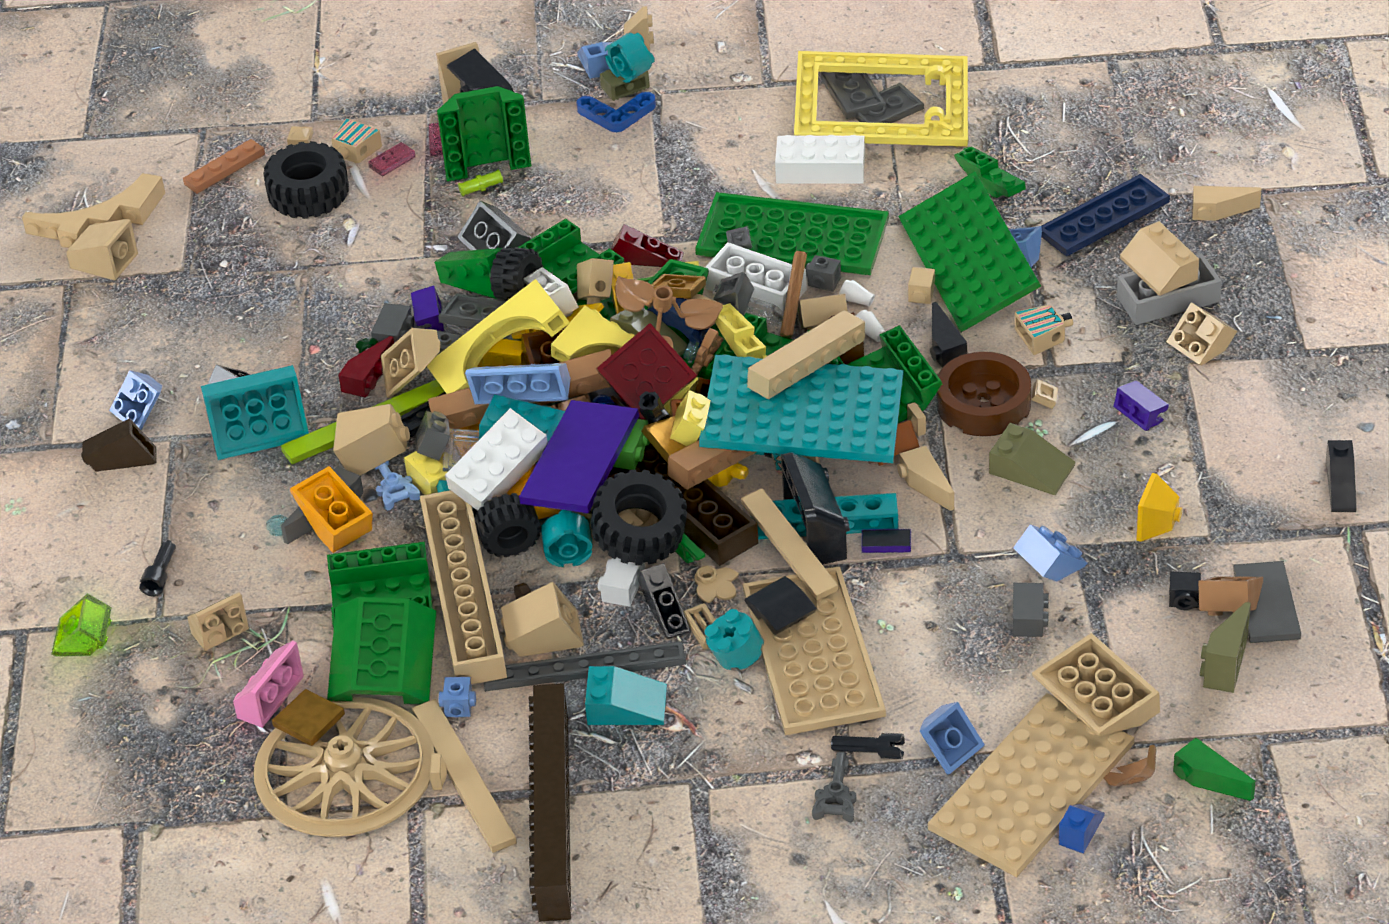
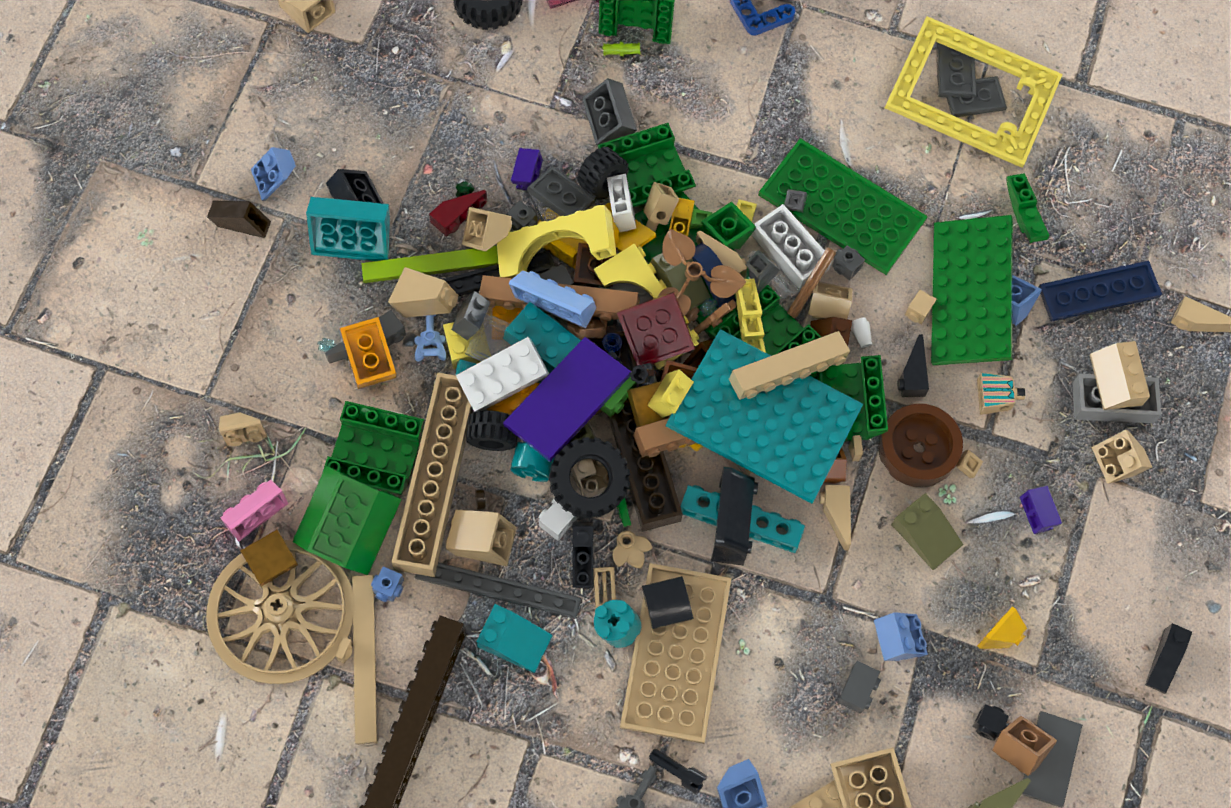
camera: 15 degrees right, 25 degrees up
(82, 628) = (143, 389): clear neon green slope -> none
(155, 576) = (216, 359): black piece -> none
(393, 321) = (492, 176): dark grey brick -> none
(468, 270) = (572, 142): green wedge -> none
(643, 249) = (719, 176): dark red slope -> none
(681, 285) = (720, 241): pearl gold tile -> none
(789, 544) = (699, 544): tan tile -> none
(820, 159) = (897, 136): white brick -> none
(856, 293) = (865, 292): white cone -> none
(886, 540) = (780, 562): black tile -> none

